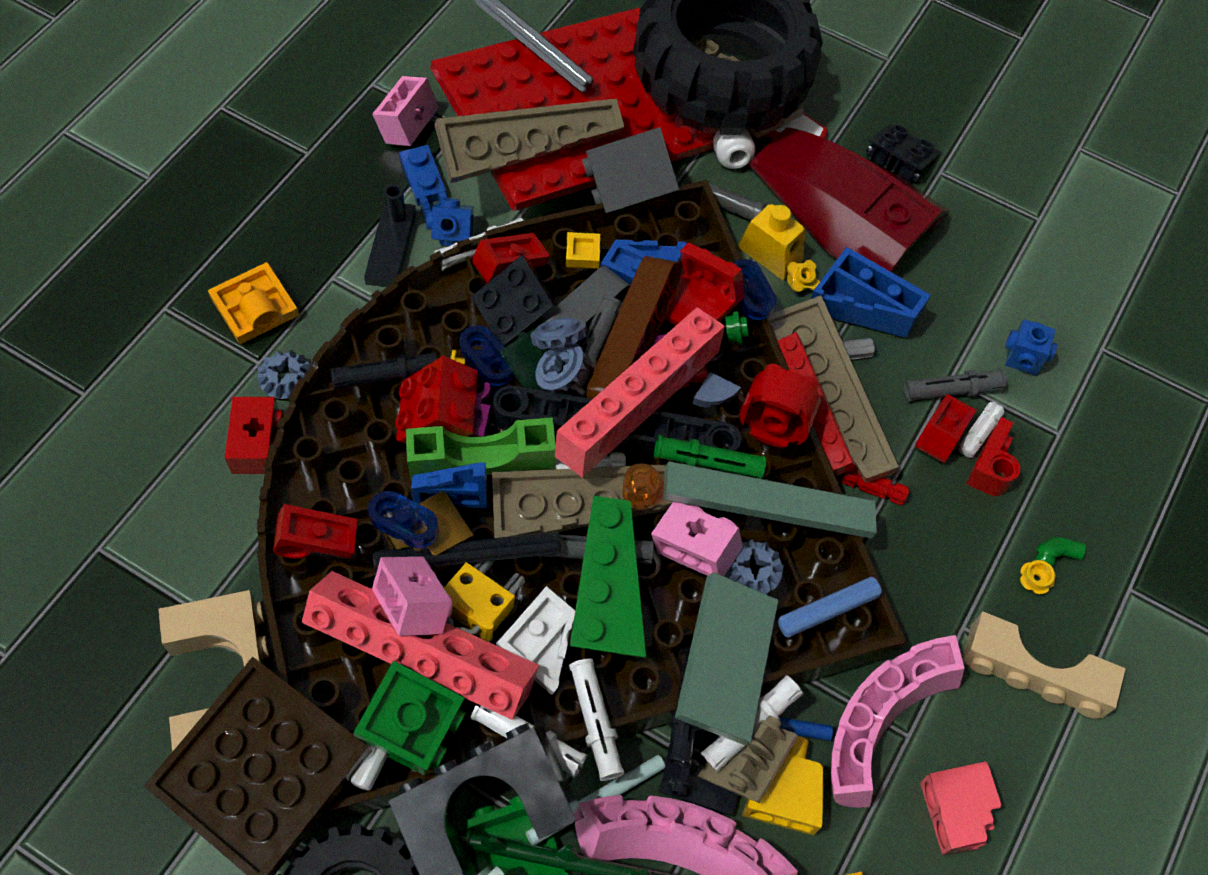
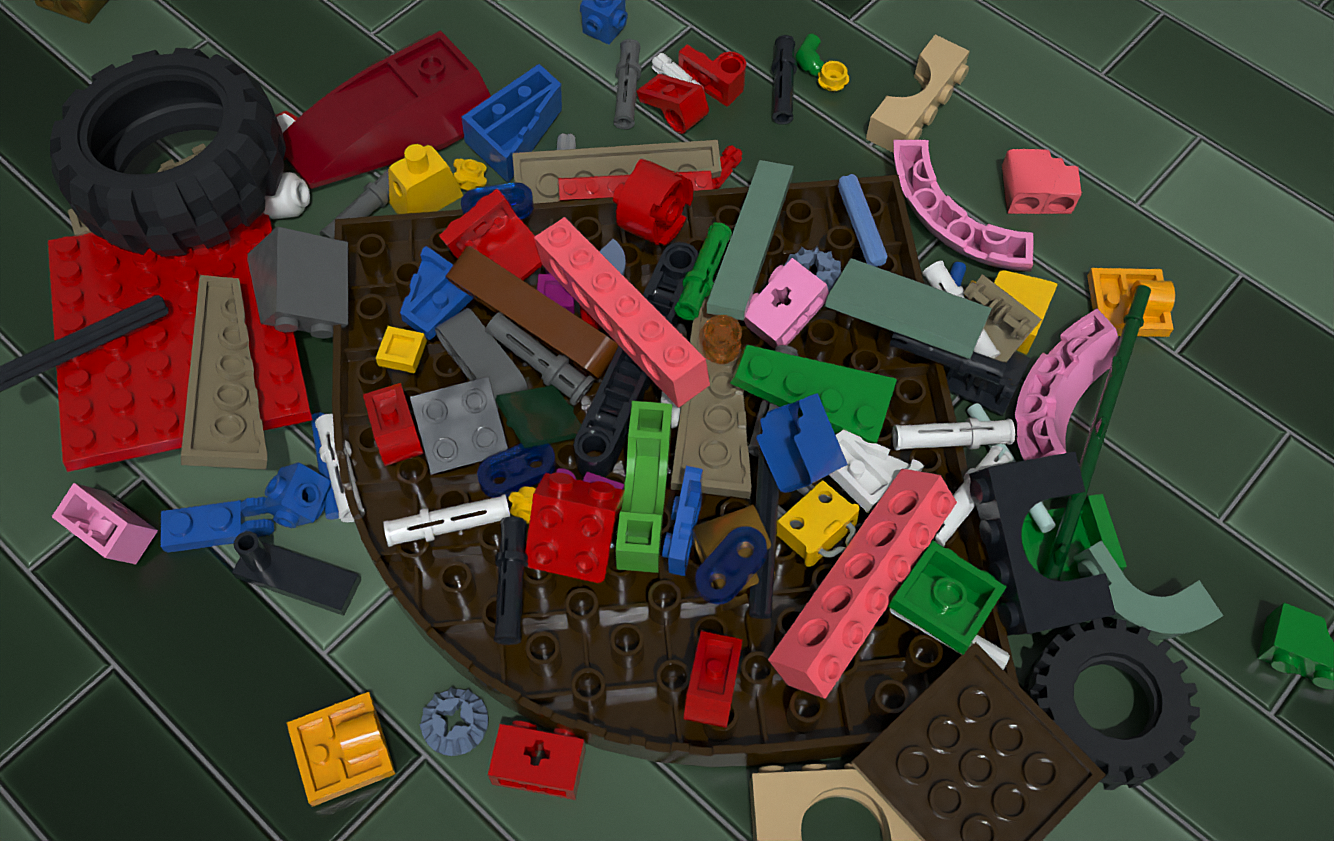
camera: 75 degrees left, 0 degrees up
(411, 596) = (821, 571): bright pink brick -> none
(426, 306) = (398, 530): none -> white pin
(535, 562) = (802, 447): none -> blue piece
(551, 364) = (552, 401): sand blue gear -> none
(558, 333) = (526, 361): sand blue gear -> none
(736, 328) = (540, 221): green plate -> none
(900, 144) = (338, 52): black hinge -> none
(1026, 526) = (784, 68): none -> black pin

